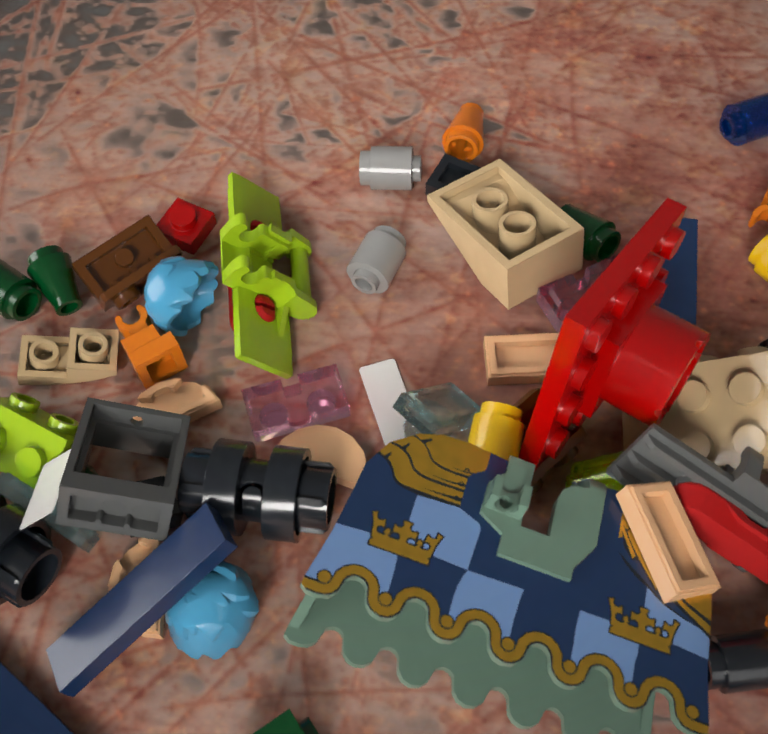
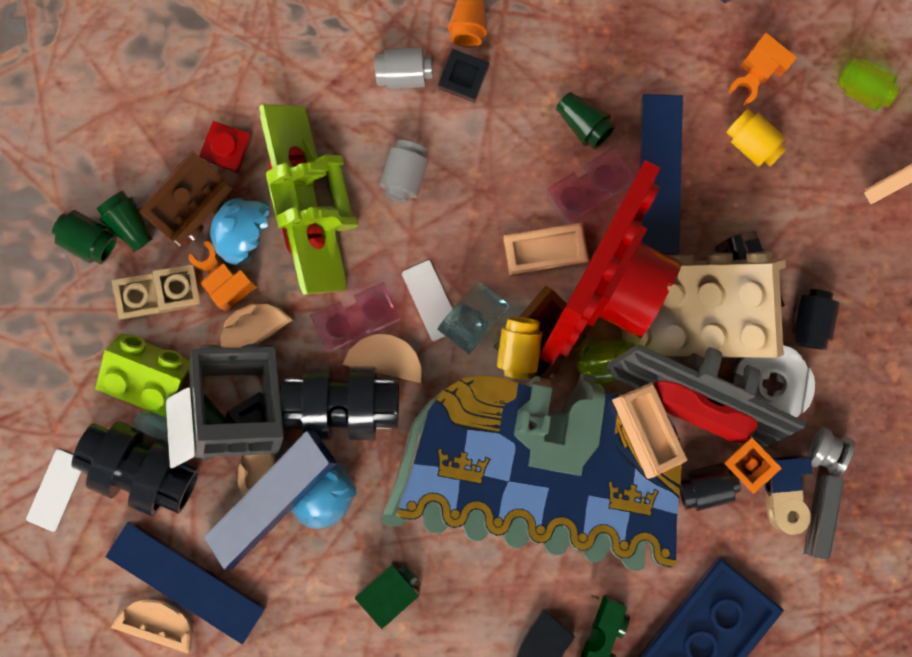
camera: 10 degrees left, 25 degrees up
(508, 232) = (514, 131): tan slope -> none

